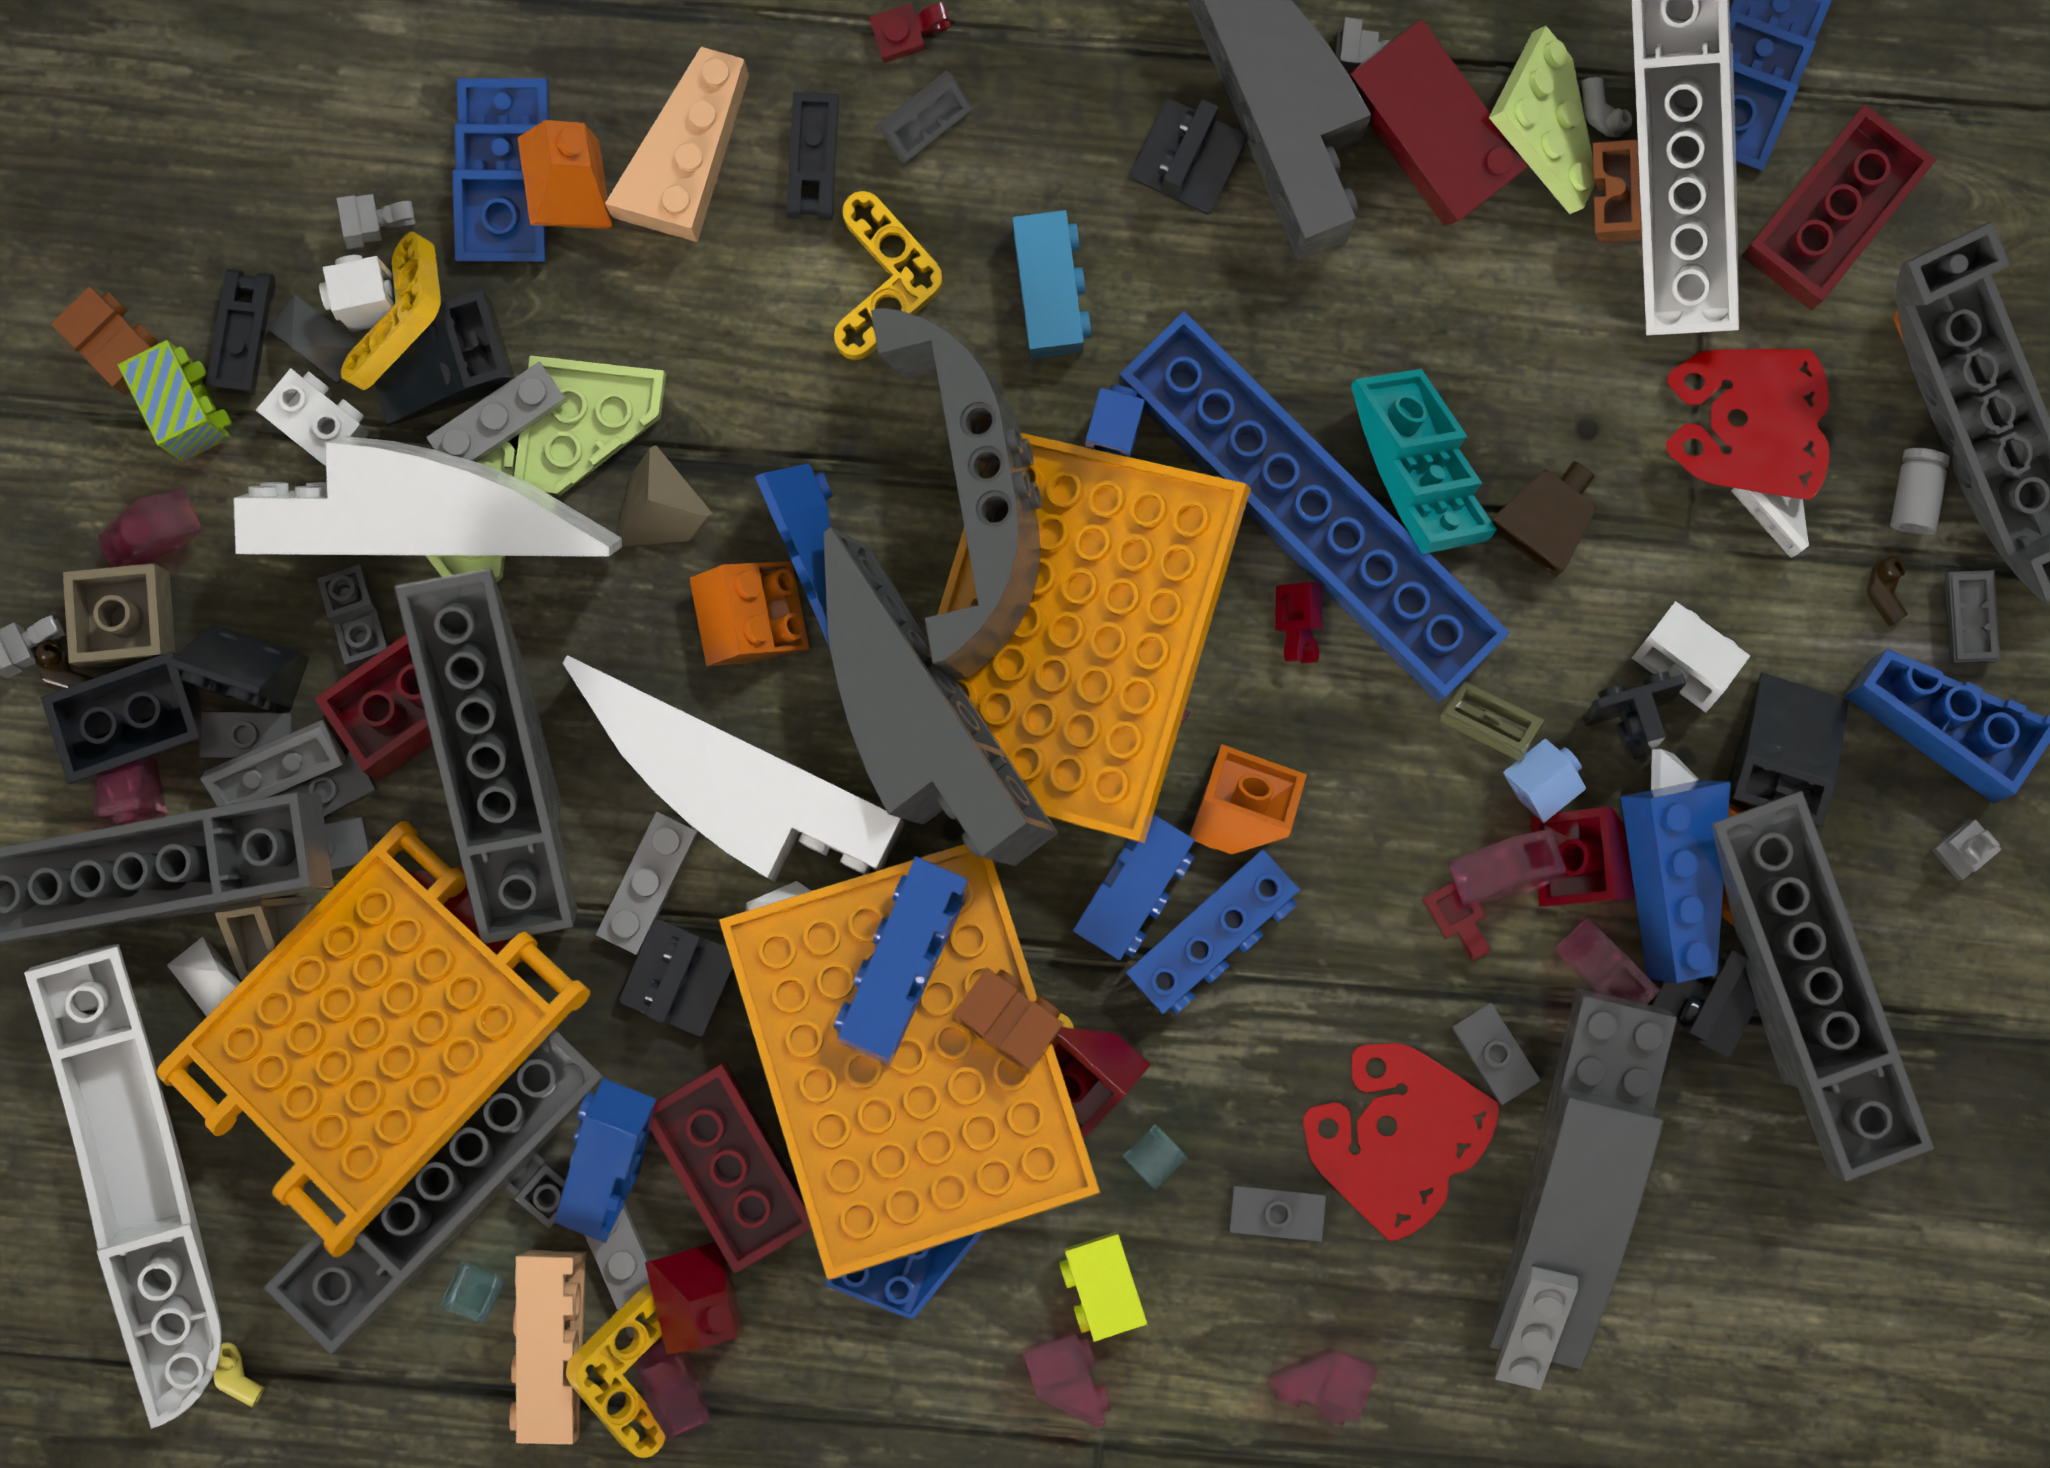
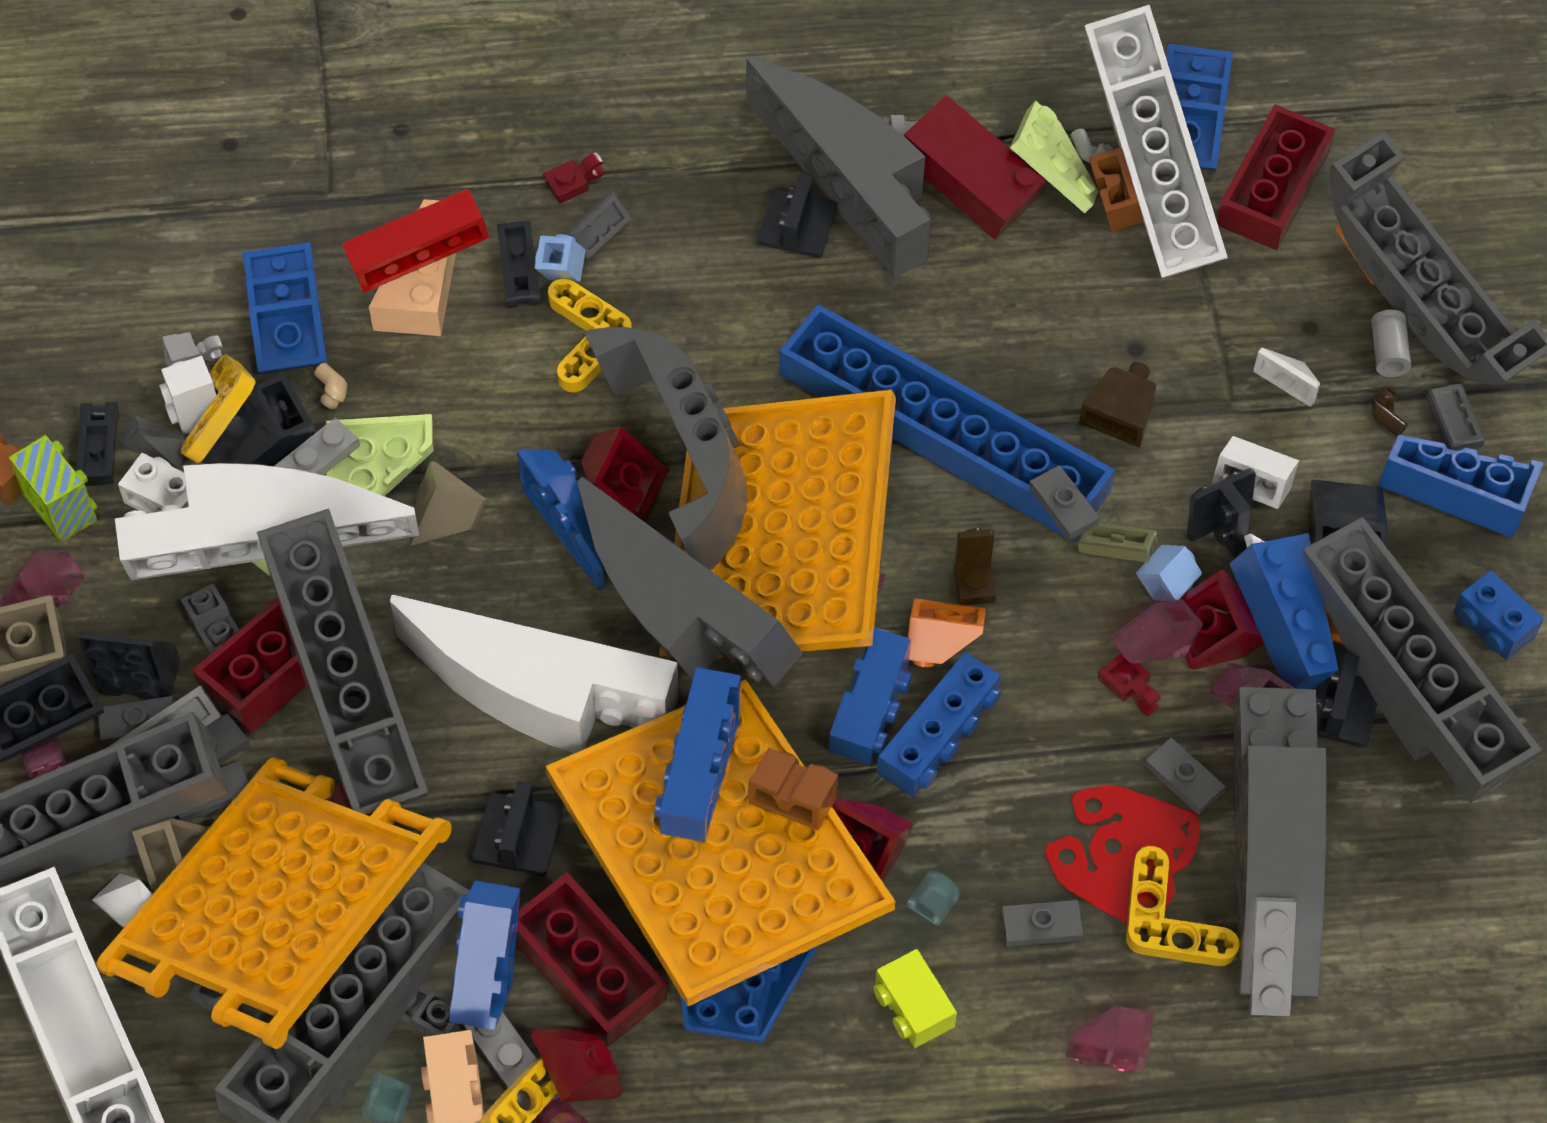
camera: 15 degrees left, 25 degrees down
(550, 300) = (335, 386): none -> tan arm
(564, 176) = (333, 295): orange slope -> none
(647, 883) = (479, 771): light grey plate -> none
(676, 123) = (415, 240): none -> red brick
(748, 612) = (526, 564): orange slope -> none
(865, 165) = (560, 257): none -> light blue brick
(889, 506) = (624, 470): none -> dark red slope
(1050, 284) = (713, 315): dark azure brick -> none
(1063, 1377) = (897, 1075): clear pink slope -> none
(1115, 421) = (783, 378): blue brick -> none
(1298, 613) = (950, 496): dark red plate -> none
(1302, 730) = (973, 567): none -> dark brown bracket
(1413, 1234) = (1154, 919): none -> yellow beam
(1420, 460) = (1019, 377): teal slope -> none
(1433, 673) = (1064, 502): none -> dark grey plate
(1780, 422) = (1272, 320): red piece -> none
(1941, 915) = (1498, 615): none -> blue brick
(1966, 849) = (1506, 563): light grey piece -> none

